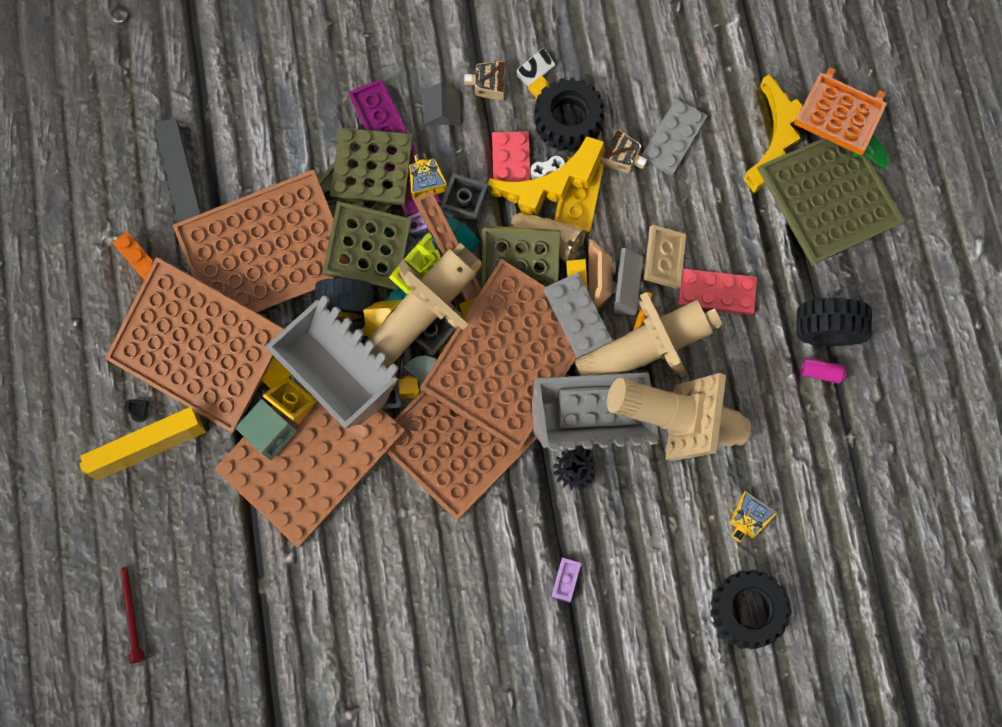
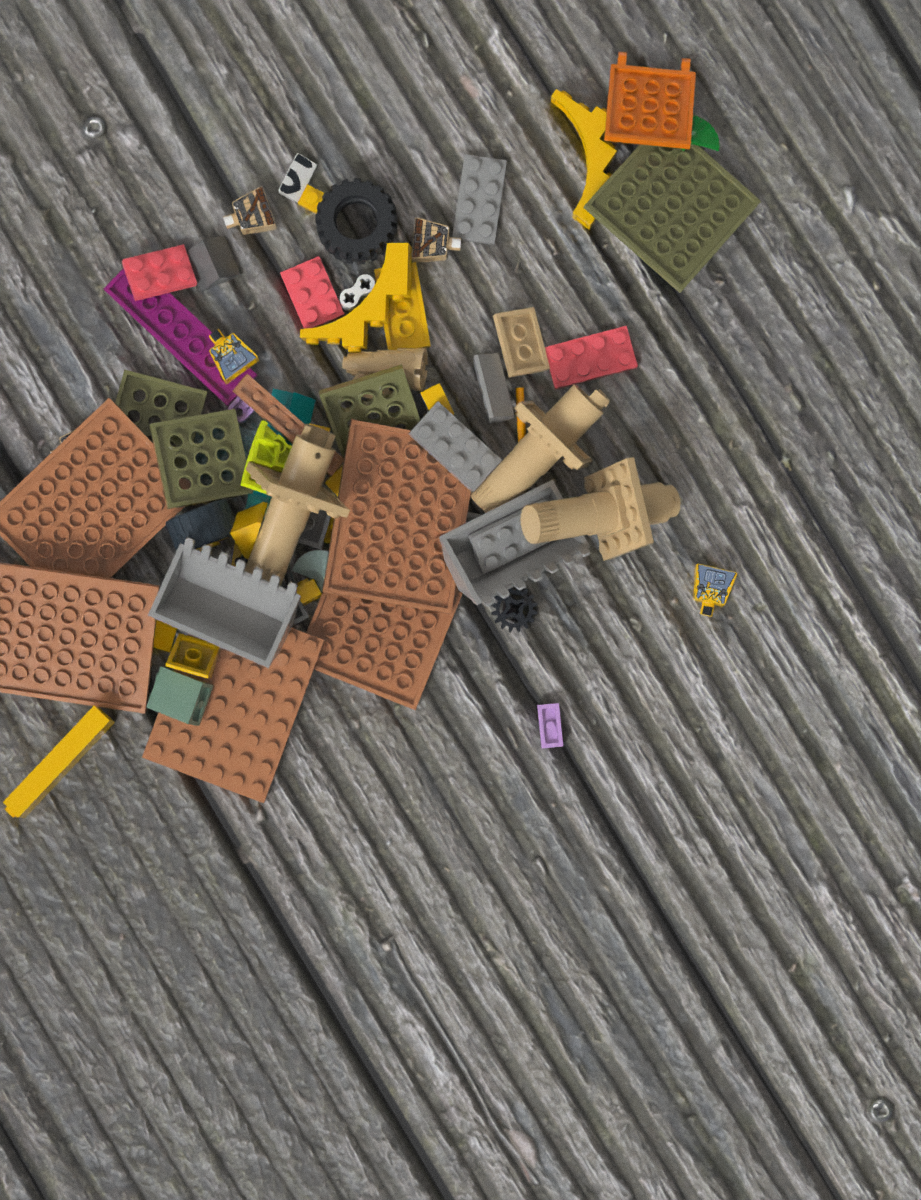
camera: 25 degrees left, 10 degrees up
(136, 654) = (147, 974): dark red piece -> none
(137, 409) = (32, 727): black tile -> none
(376, 193) = (185, 393): olive piece -> none
(396, 96) = (159, 272): none -> coral plate
(464, 198) = (281, 362): dark grey slope -> none
(600, 275) = (460, 390): light nougat wedge -> none
(772, 594) = (774, 673): black tyre -> none
(823, 370) = (732, 401): dark pink brick -> none
(834, 322) = (724, 349): black tyre -> none

